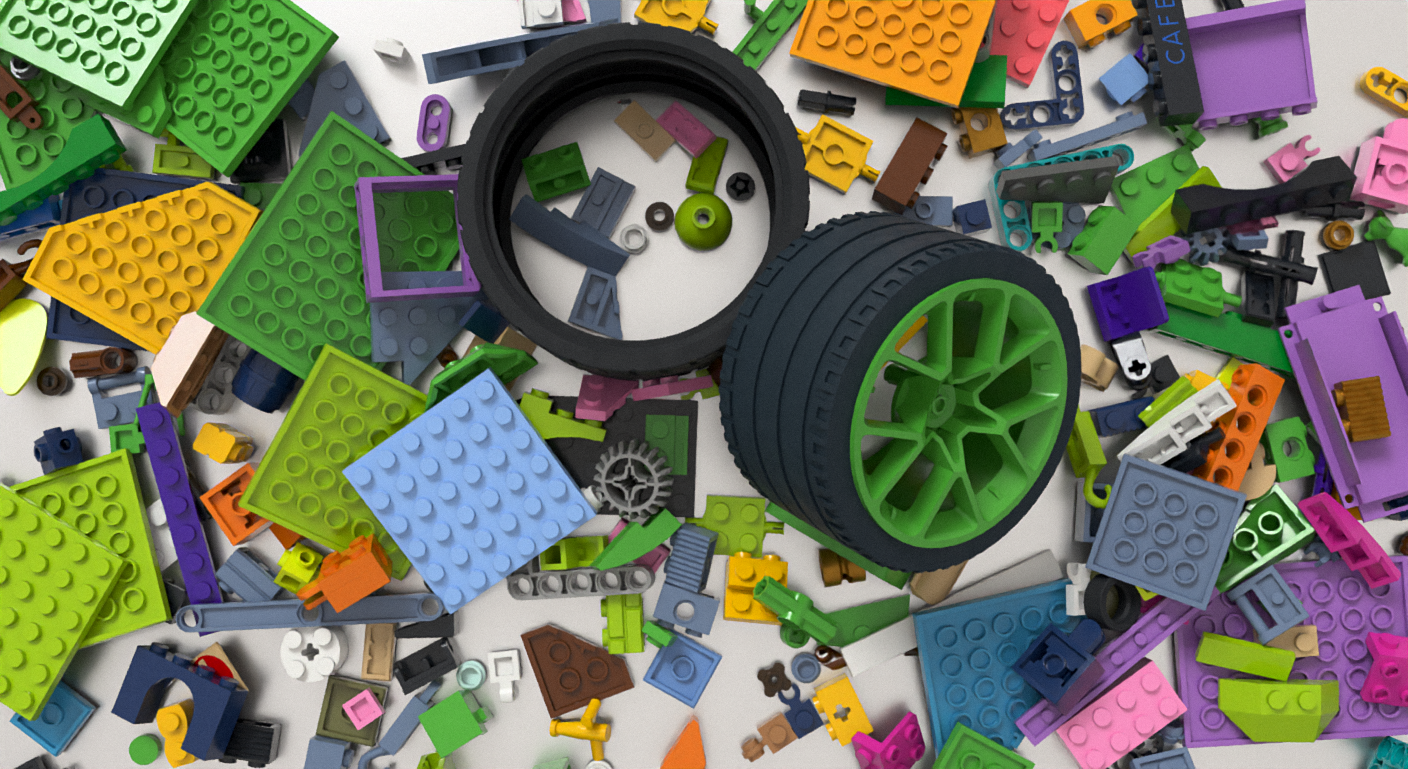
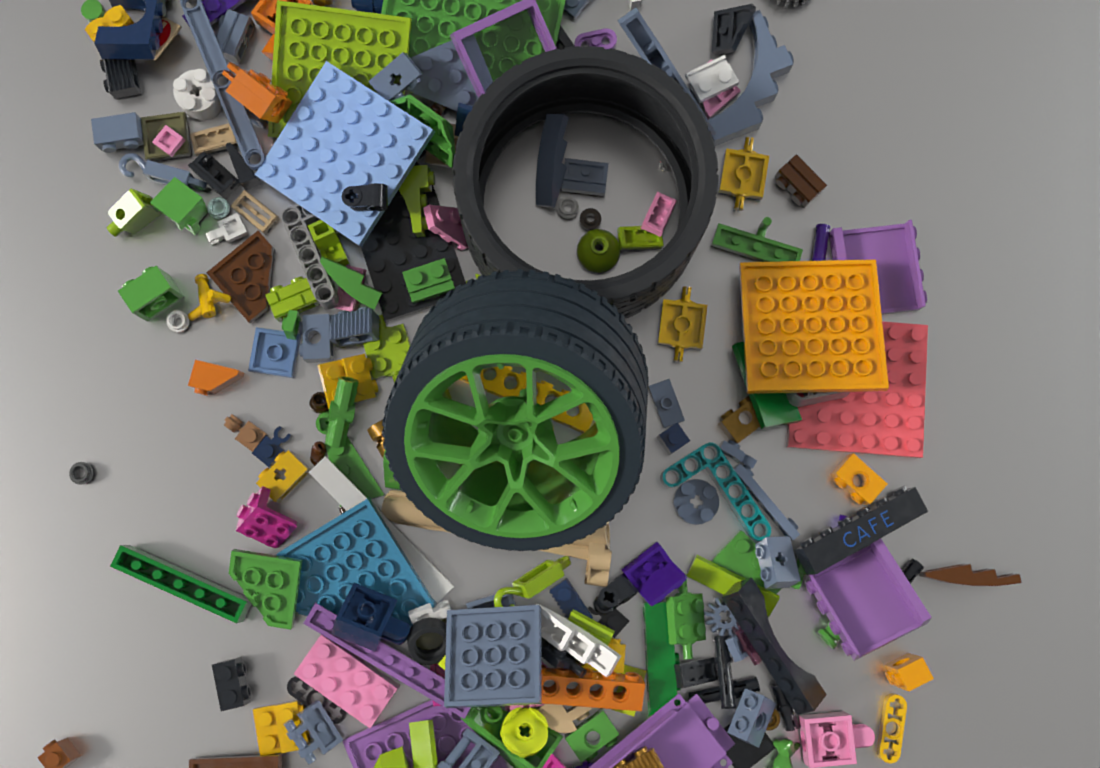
camera: 65 degrees right, 5 degrees down
(298, 567) = (252, 59): neon yellow brick -> none
(385, 377) = (399, 66): none -> sand blue brick
(514, 617) = (268, 223): none -> tan tile
(546, 478) = (370, 197): none -> black piece
(556, 172) = (593, 135): bright green brick -> none
(593, 497) = (372, 243): white plate -> none
(597, 304) = (511, 199): sand blue wing -> none
(631, 500) = (402, 266): light grey gear -> none
(644, 131) = (647, 187): tan plate -> none
(670, 386) = (467, 261): bright pink wing -> none
(740, 187) = (631, 263): black tile -> none
(760, 635) = (318, 403): none -> dark brown plate
(766, 678) = (294, 420): dark brown plate -> none
(806, 668) = (304, 439): sand blue plate -> none
(826, 102) = (717, 305): black axle -> none
(910, 167) = (693, 380): reddish brown brick -> none
(1046, 219) = (692, 492): bright green plate -> none
(1053, 106) = (780, 471): dark blue beam -> none
(1066, 182) = (725, 494): dark grey wing -> none
(1103, 239) = (695, 539): bright green brick -> none
(1125, 80) = (819, 513): light blue brick -> none
(1165, 250) = (703, 588): medium lavender plate -> none
(1167, 152) = (777, 562): none -> sand blue brick
(1172, 732) = (350, 725): sand blue plate -> none
(1274, 535) = (523, 745): none -> neon yellow plate
(1289, 160) = (809, 660): bright pink plate -> none
(1336, 254) = (751, 717): none -> sand blue brick
(1349, 50) = (908, 672): none -> light orange brick

